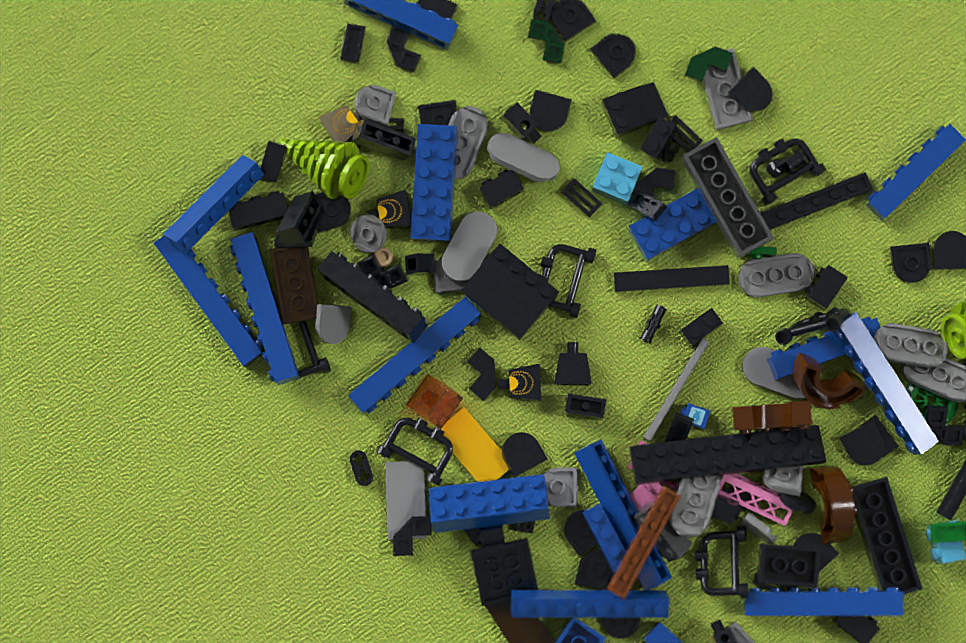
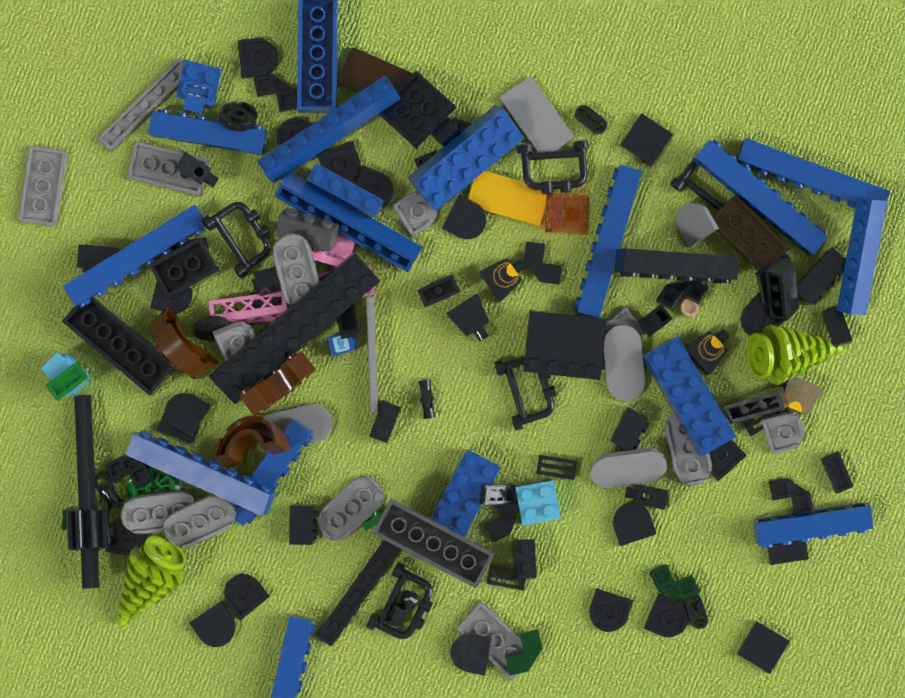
camera: 150 degrees right, 5 degrees up
(325, 420) = (646, 139): none -> black tile
(368, 233) = (715, 318): light grey tile -> none
(404, 537) = (517, 84): black tile -> none
(634, 109) = (561, 572): black slope -> none
(643, 542) = (316, 206): dark orange tile -> none
(670, 152) = (507, 555): black plant -> none
(671, 278) = (436, 448): black tile -> none
(757, 528) = (230, 283): light grey tile -> none
(826, 320) = (275, 491): black bar -> none

